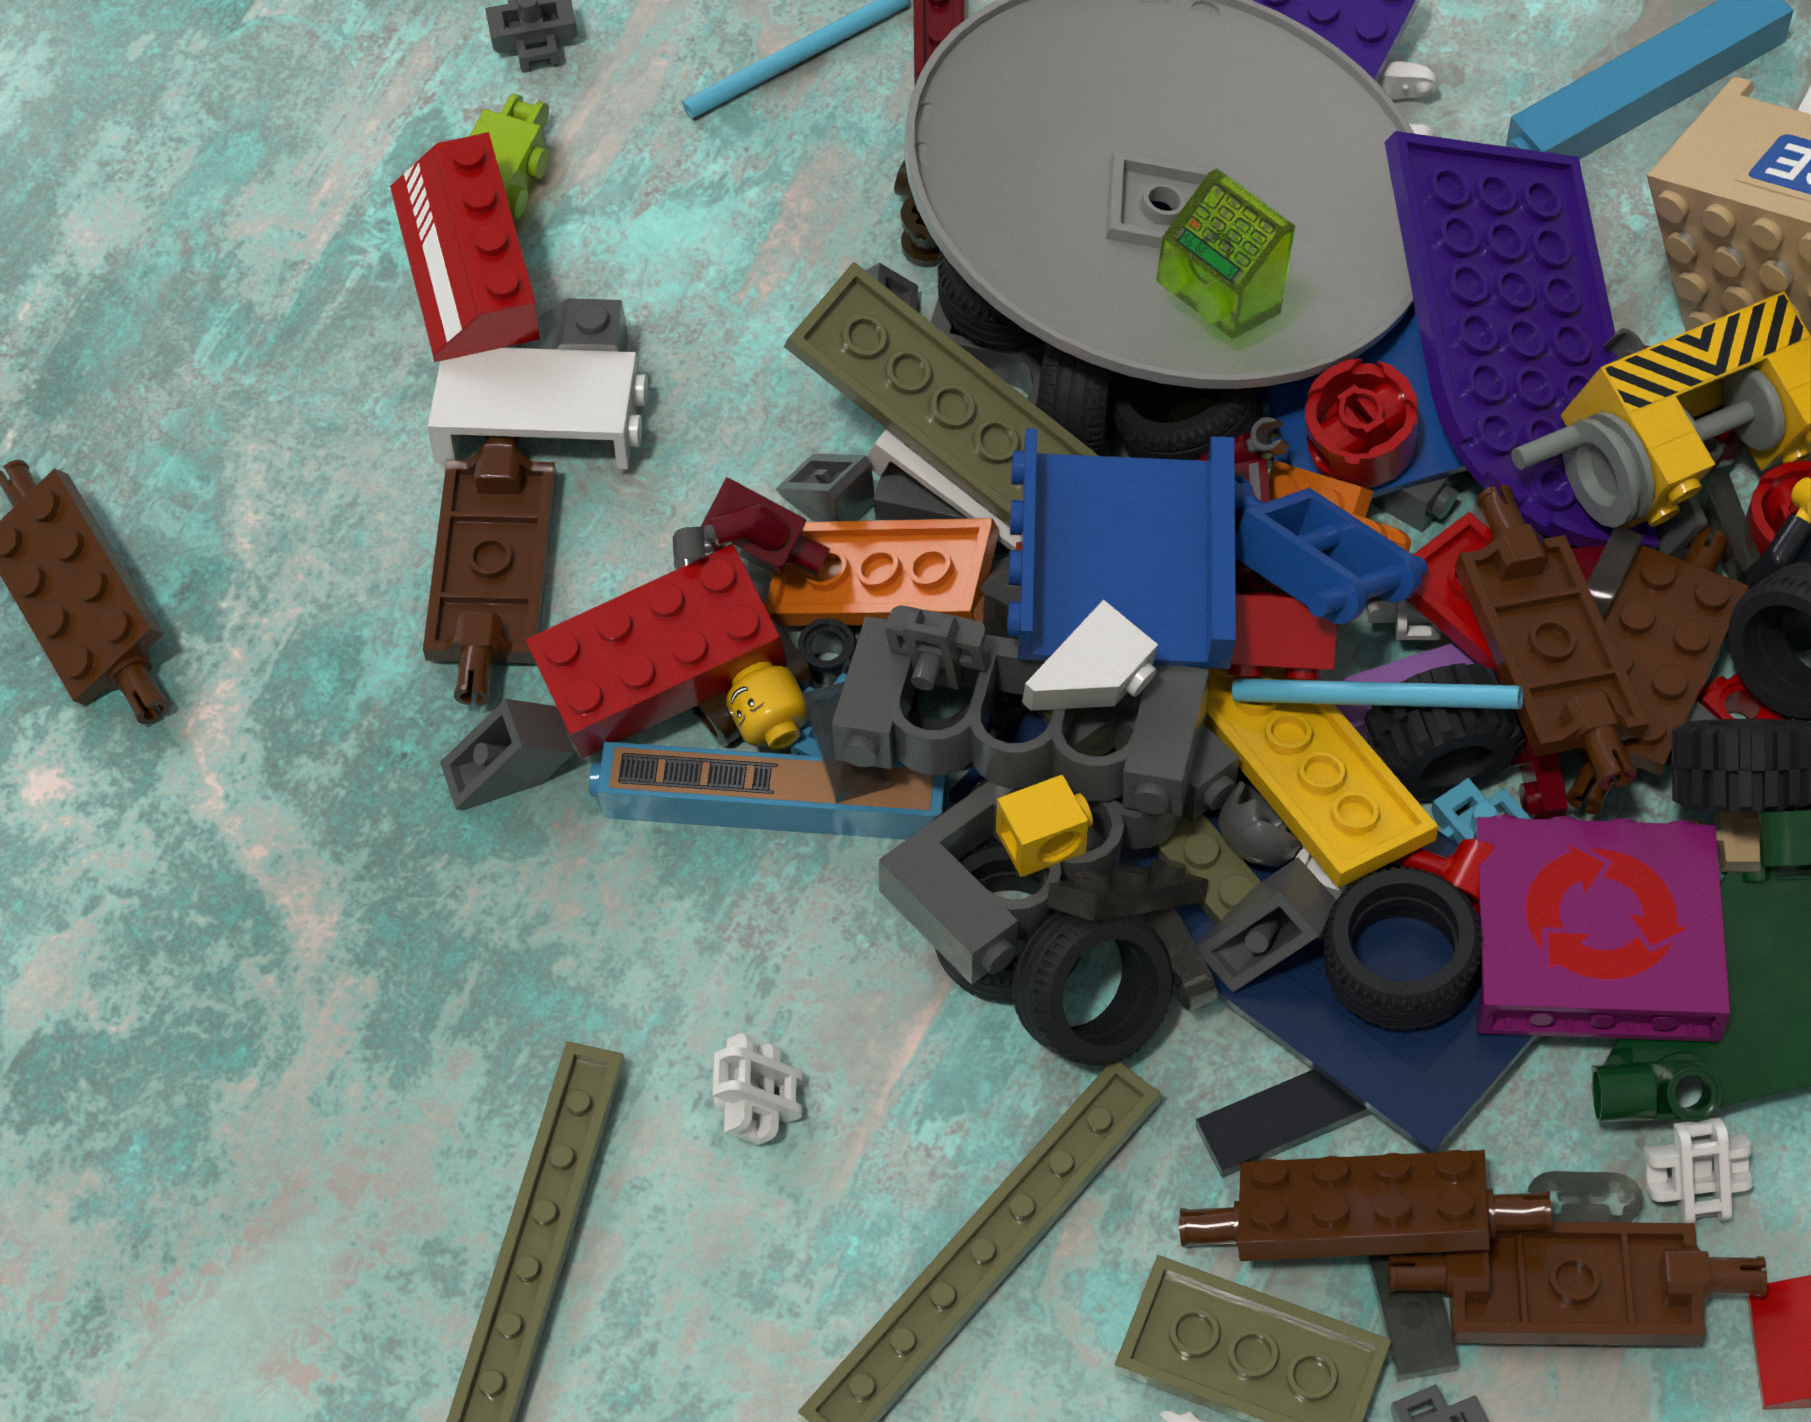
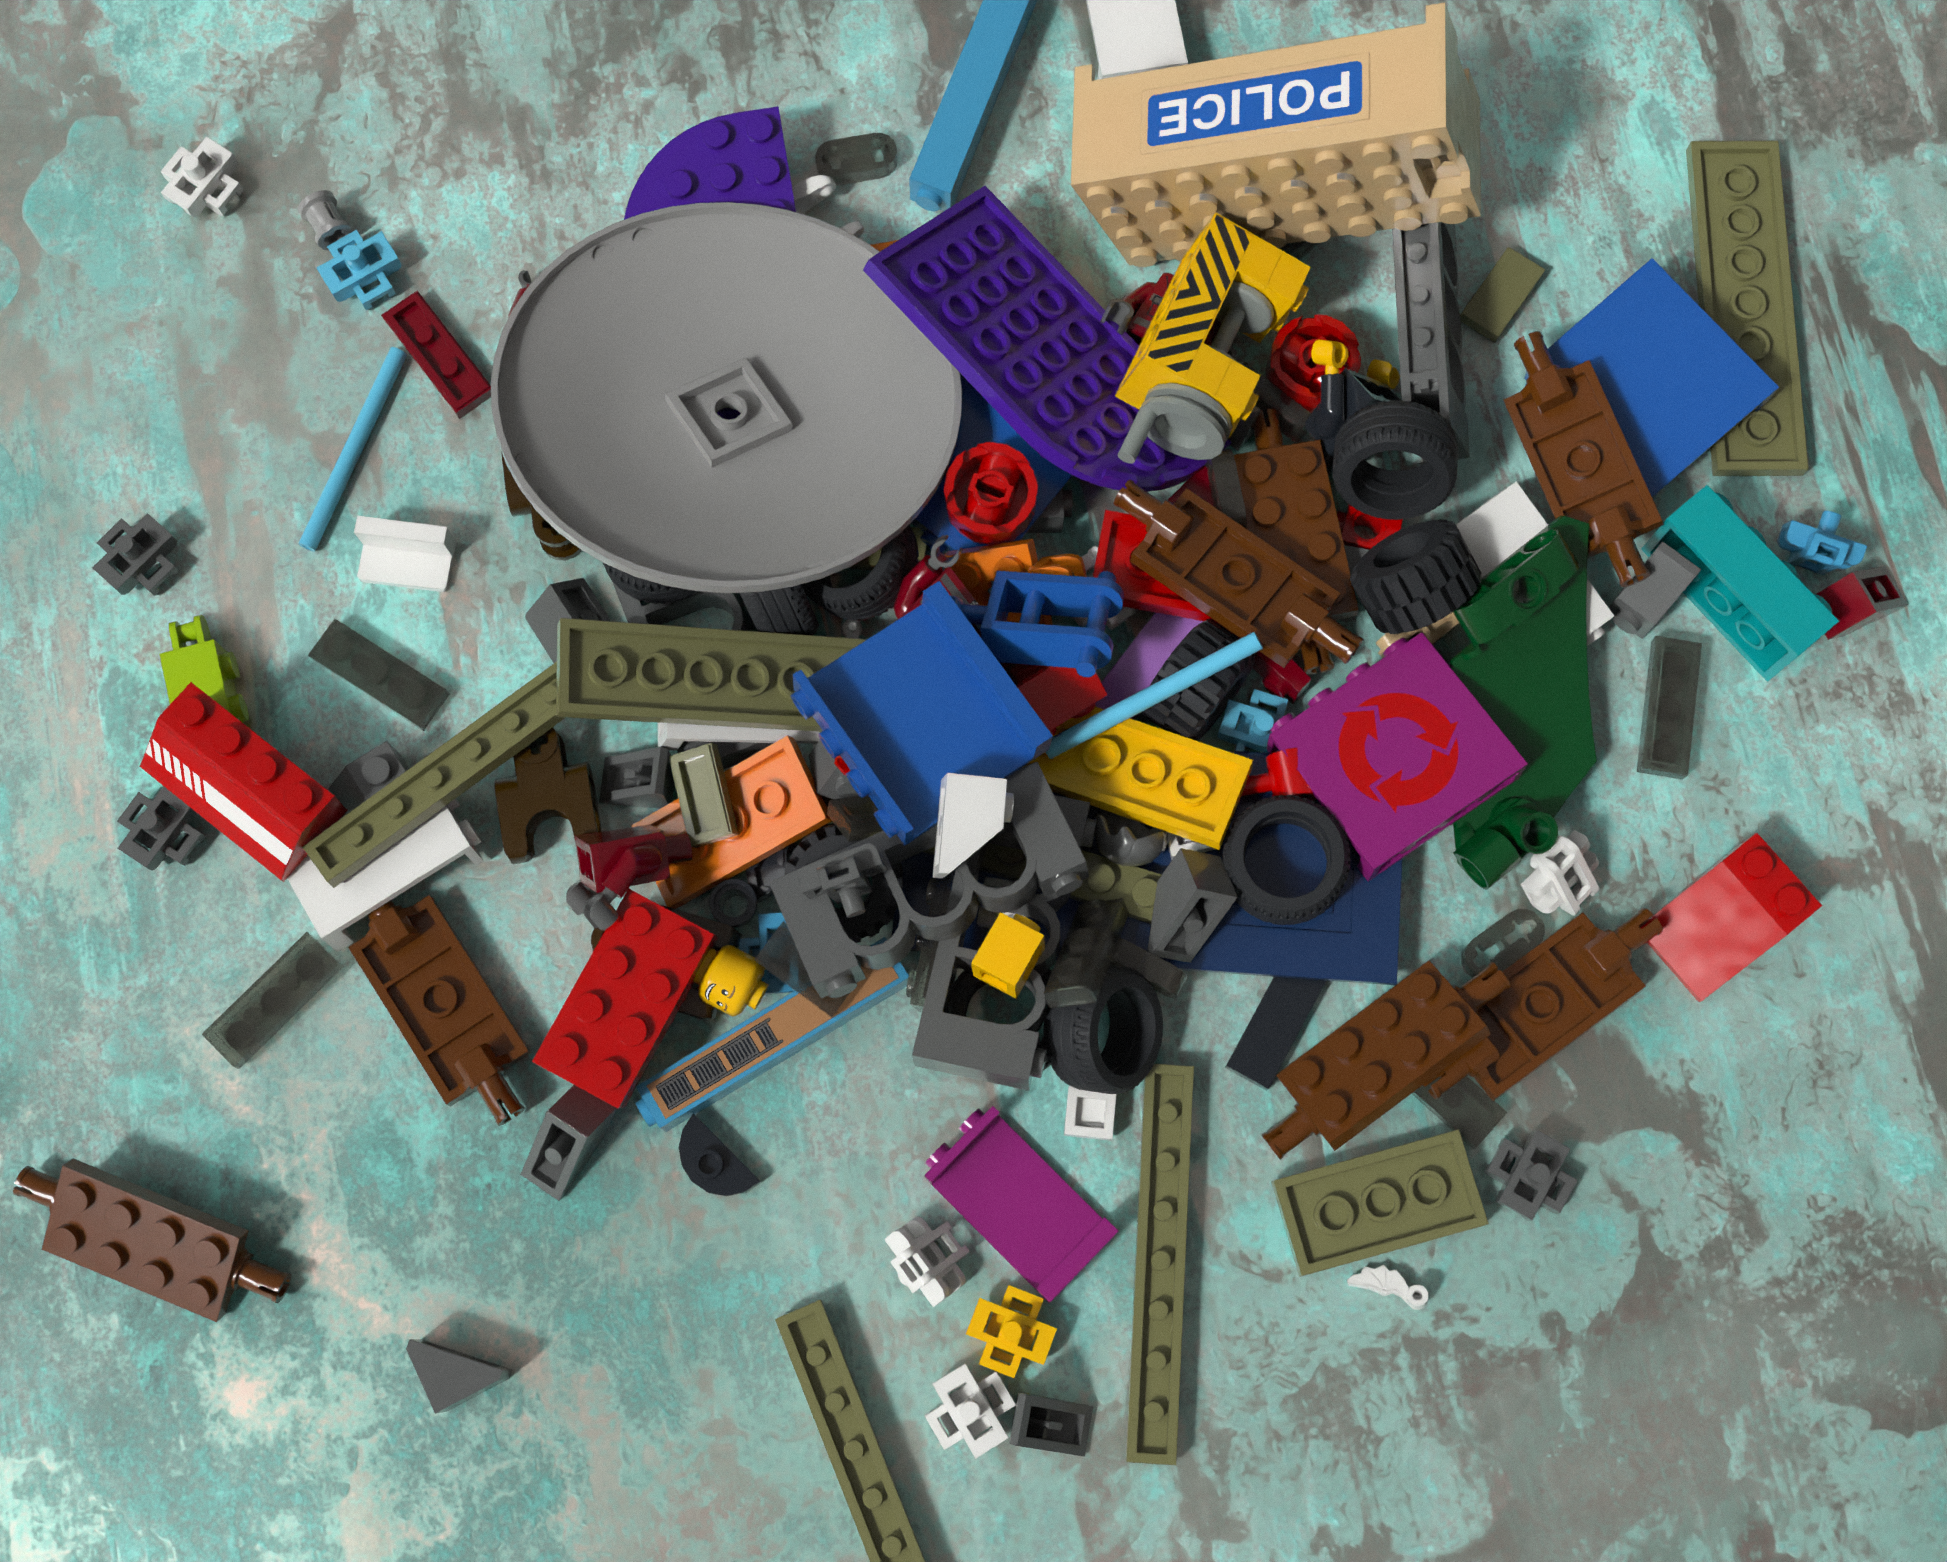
camera: 40 degrees left, 15 degrees up
(235, 890) = (451, 1375): none -> dark grey slope
(345, 464) = (272, 1000): none -> clear smoke plate
(364, 255) = (158, 829): none -> dark grey piece
(622, 870) = (711, 1162): none -> black plate
(635, 357) = (436, 780): none -> olive plate
(664, 255) = (379, 674): none -> clear smoke plate
(686, 1252) = (970, 1410): none -> white piece
(731, 439) = (544, 790): none -> dark brown piece
(748, 1321) = (1050, 1424): none -> dark grey slope
(772, 165) = (405, 553): none -> white panel
(780, 1208) = (1011, 1331): none -> yellow piece
(872, 527) = (703, 795): none -> tile
(885, 1103) = (1018, 1203): none -> magenta panel
(1022, 1069) = (1089, 1114): none -> white plate
(1227, 256) = (828, 439): clear neon green slope -> none
(1478, 80) = (856, 158): none -> clear smoke beam

